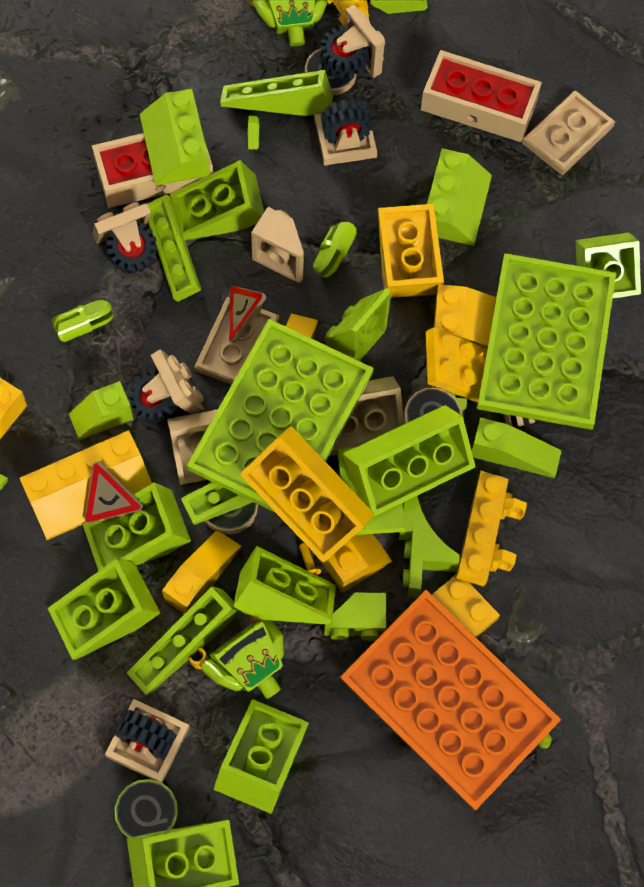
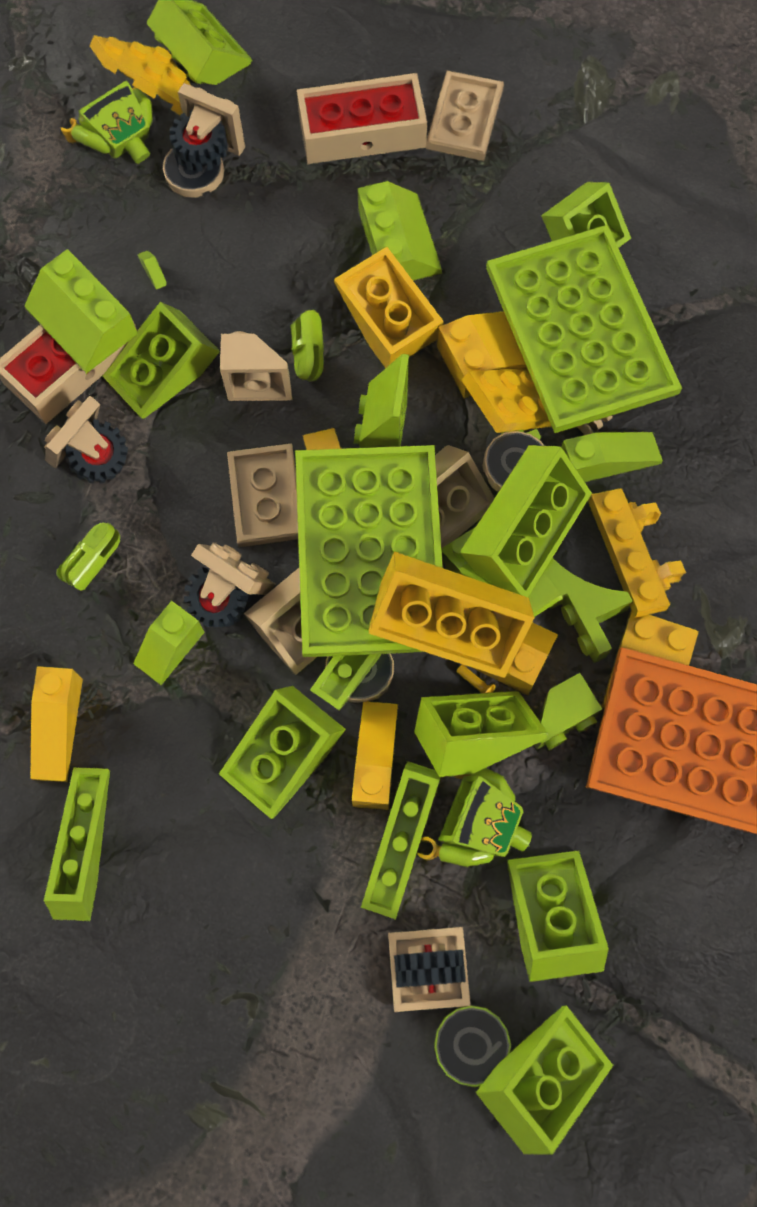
camera: 25 degrees left, 5 degrees up
(62, 488) = (199, 730): yellow slope -> none
(103, 608) = (297, 854): lime slope -> none
(108, 496) = (234, 731): piece -> none
(172, 249) = (142, 432): lime tile -> none
(243, 306) = (254, 455): piece -> none
(292, 94) = (168, 211): lime slope -> none
(345, 133) = (248, 221): plate -> none

